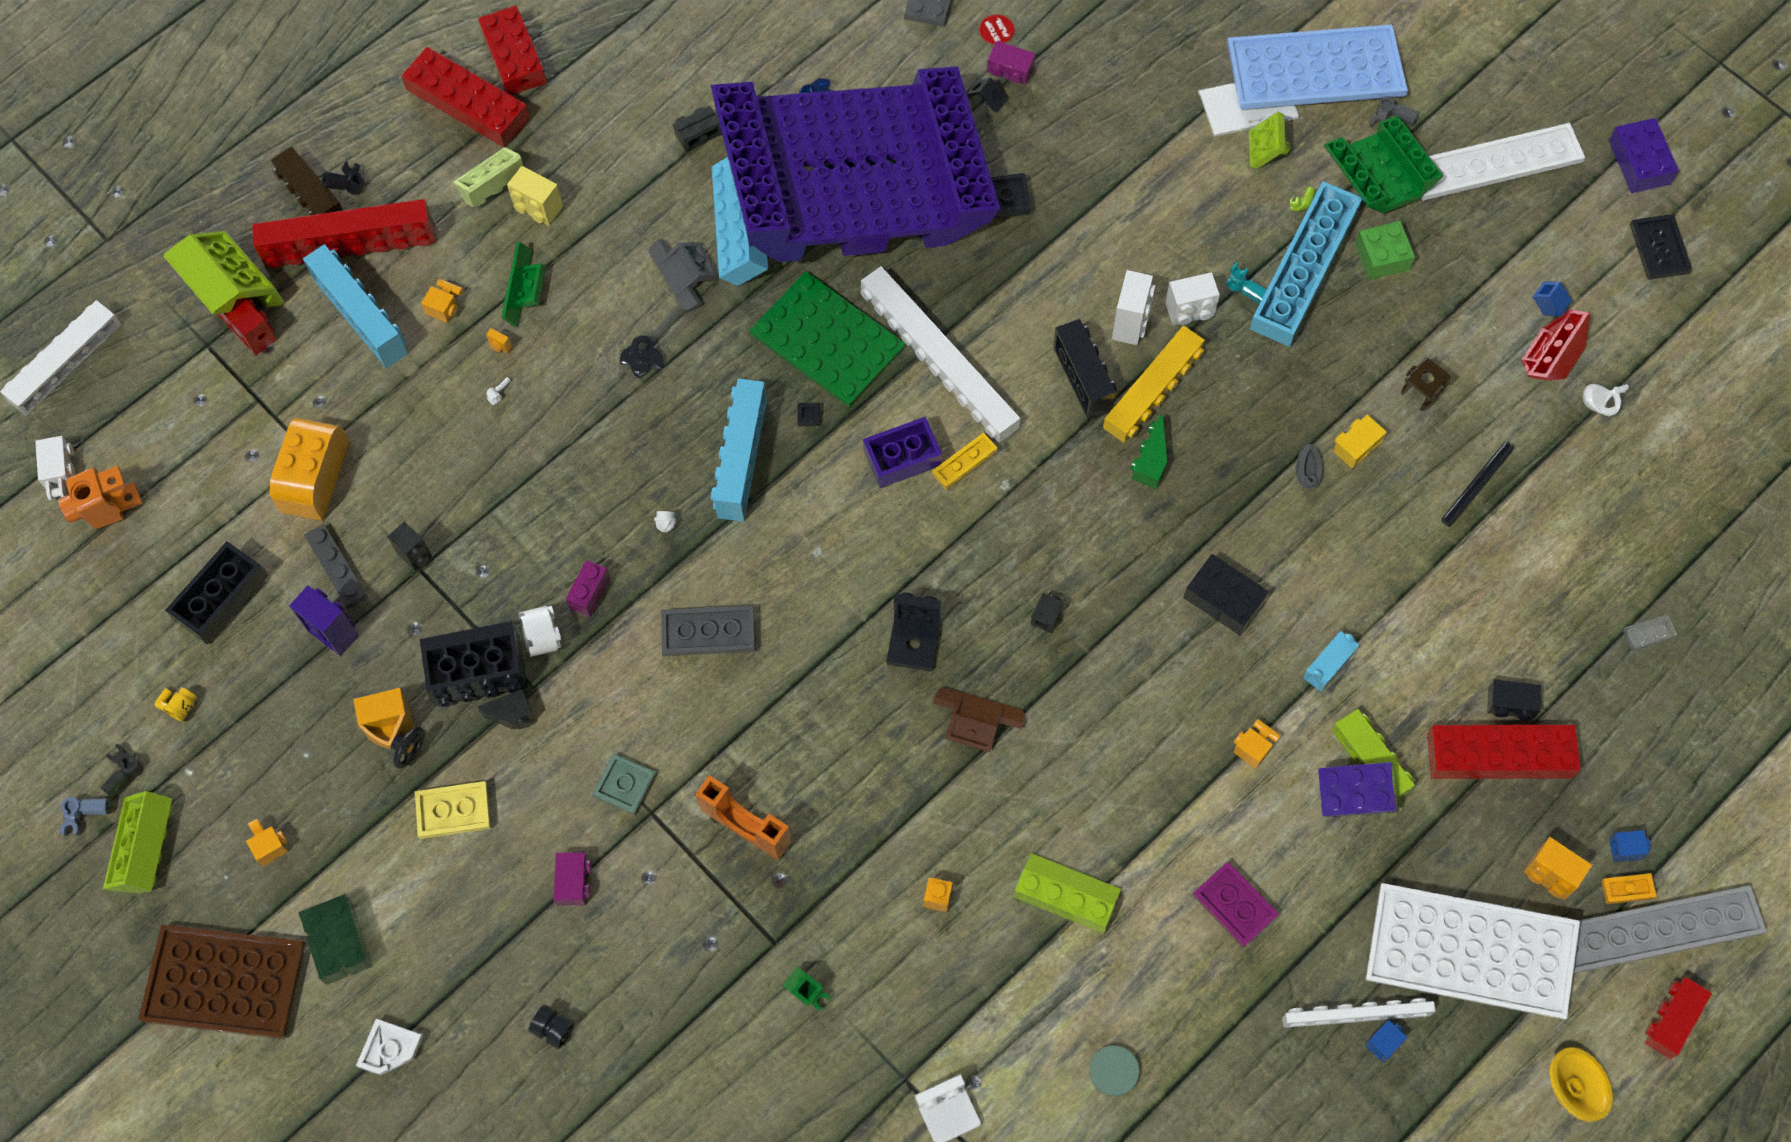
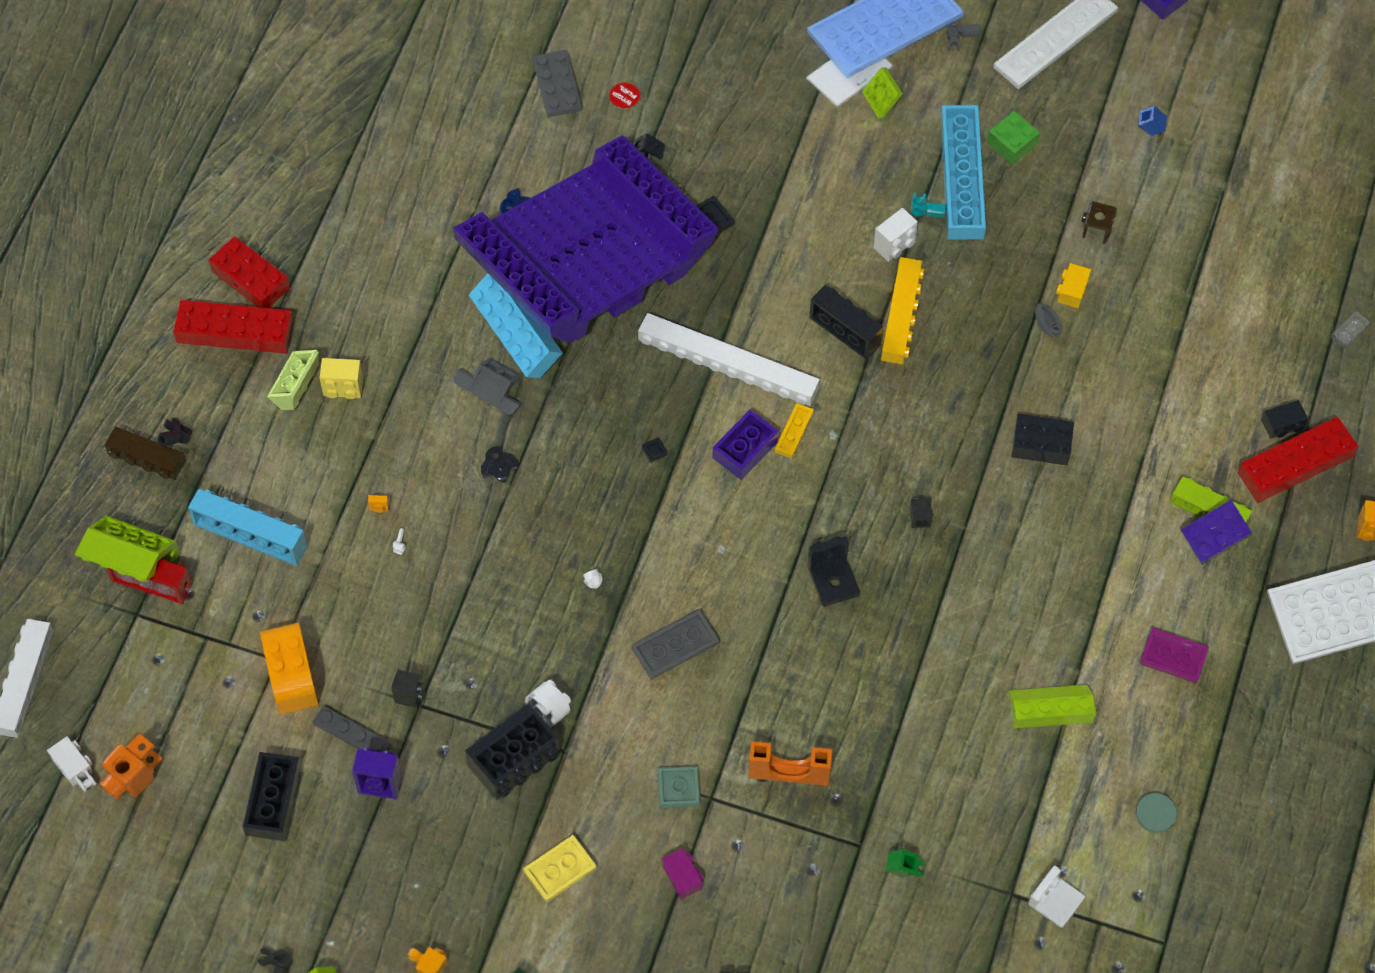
camera: 30 degrees left, 5 degrees down
(178, 706) = (293, 896): yellow piece -> none
(345, 231) = (205, 472): red brick -> none
(389, 724) = (470, 829): light orange piece -> none
(441, 303) = (312, 494): light orange brick -> none
(510, 710) = (559, 775): pearl dark grey slope -> none
(523, 285) = (373, 451): green bracket -> none
(587, 588) = (564, 656): magenta brick -> none
(697, 128) = (437, 270): pearl dark grey brick -> none
(740, 450) = (621, 498): medium azure brick -> none
(827, 339) = (634, 387): green plate -> none
(938, 894) = (960, 751): light orange brick -> none
(975, 718) = (913, 614): reddish brown plate -> none
(1010, 62) = (652, 116): magenta brick -> none
(1133, 307) = (857, 259): white brick -> none
(1153, 459) = (933, 364): green slope -> none
(1254, 746) = (1124, 537): light orange brick -> none
(1303, 203) = (934, 126): lime arm -> none
(1331, 661) = (1143, 452): medium azure brick -> none
(1368, 1012) = (1307, 684): white plate -> none
(1386, 167) = (980, 73): green slope -> none
(1386, 1040) = (1330, 697): blue brick -> none
(1477, 484) = (1173, 278): black axle -> none
(1557, 346) = (1175, 153): red wedge -> none
(1597, 396) = (1222, 178): white piece -> none
(1660, 246) = (1206, 50): black plate -> none

